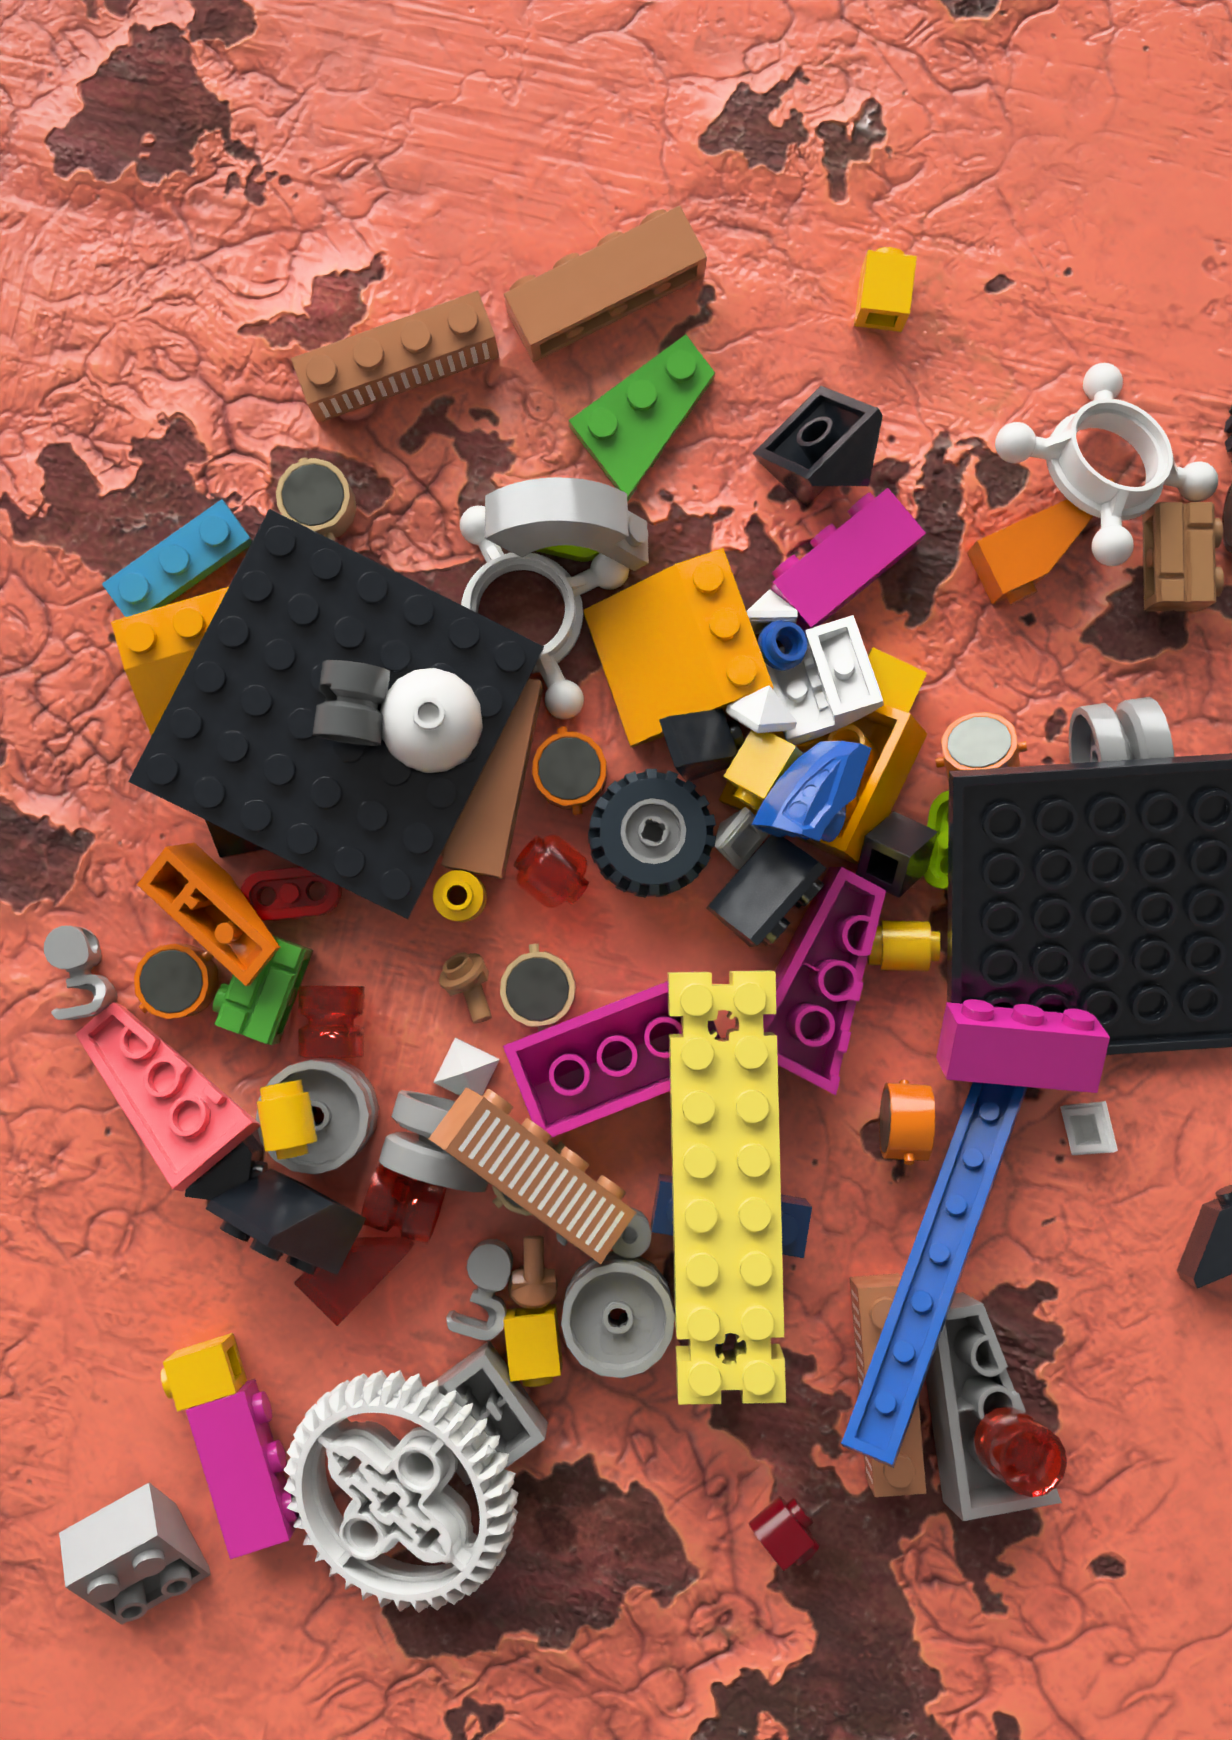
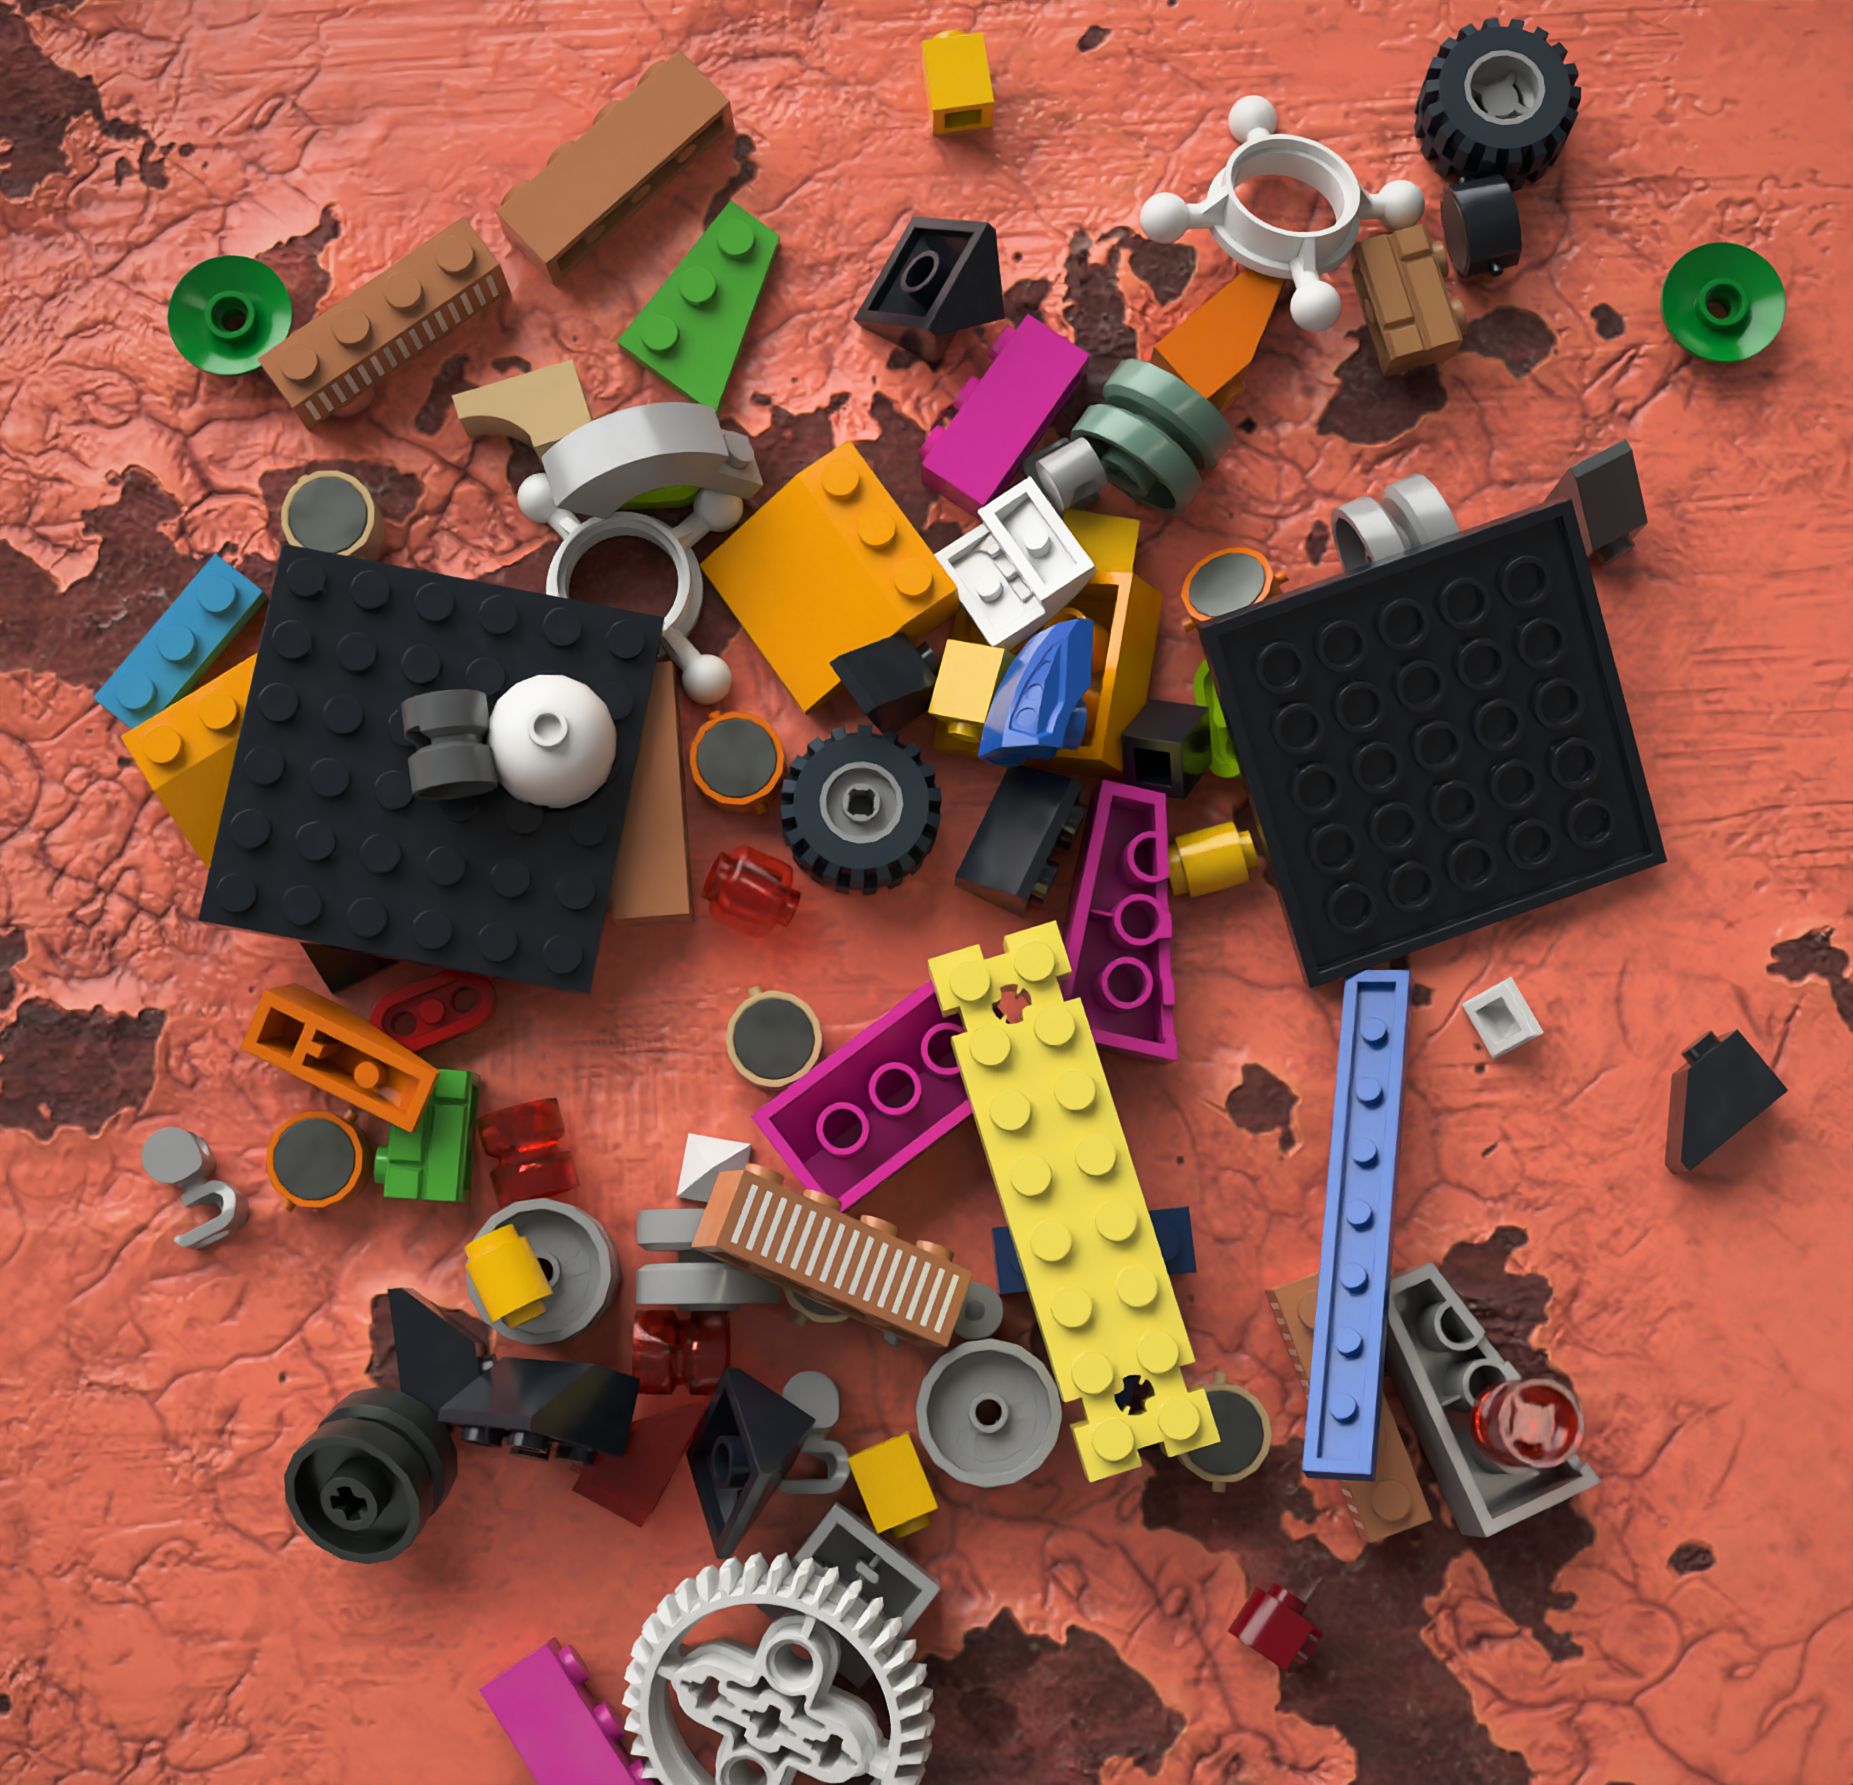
camera: 20 degrees left, 5 degrees down
(147, 1233) = (371, 1475): none -> pearl dark grey wheel
(166, 1099) = (353, 1308): coral wing -> none
(203, 1372) = (487, 1642): yellow brick -> none
(270, 300) = (214, 294): none -> green dish
(426, 1294) = (743, 1454): none -> black slope
(467, 979) = (679, 1050): medium nougat plate -> none
(475, 900) = (656, 969): yellow brick -> none
(490, 453) = (527, 407): none -> tan arch
(532, 1283) = (873, 1408): nougat plate -> none
(738, 838) = (970, 785): white slope -> none
(762, 712) = (953, 621): white slope -> none
(770, 609) = (933, 506): white slope -> none
(791, 637) = (965, 526): blue plate -> none
(803, 1378) = (1242, 1431): none -> pearl dark grey piece
(881, 623) = (1067, 473): none -> light grey leg
(907, 1122) = (1276, 1071): orange piece -> none
(956, 610) = (1154, 436): none -> sand green wheel
(1022, 1046) = (1387, 936): dark pink brick -> none

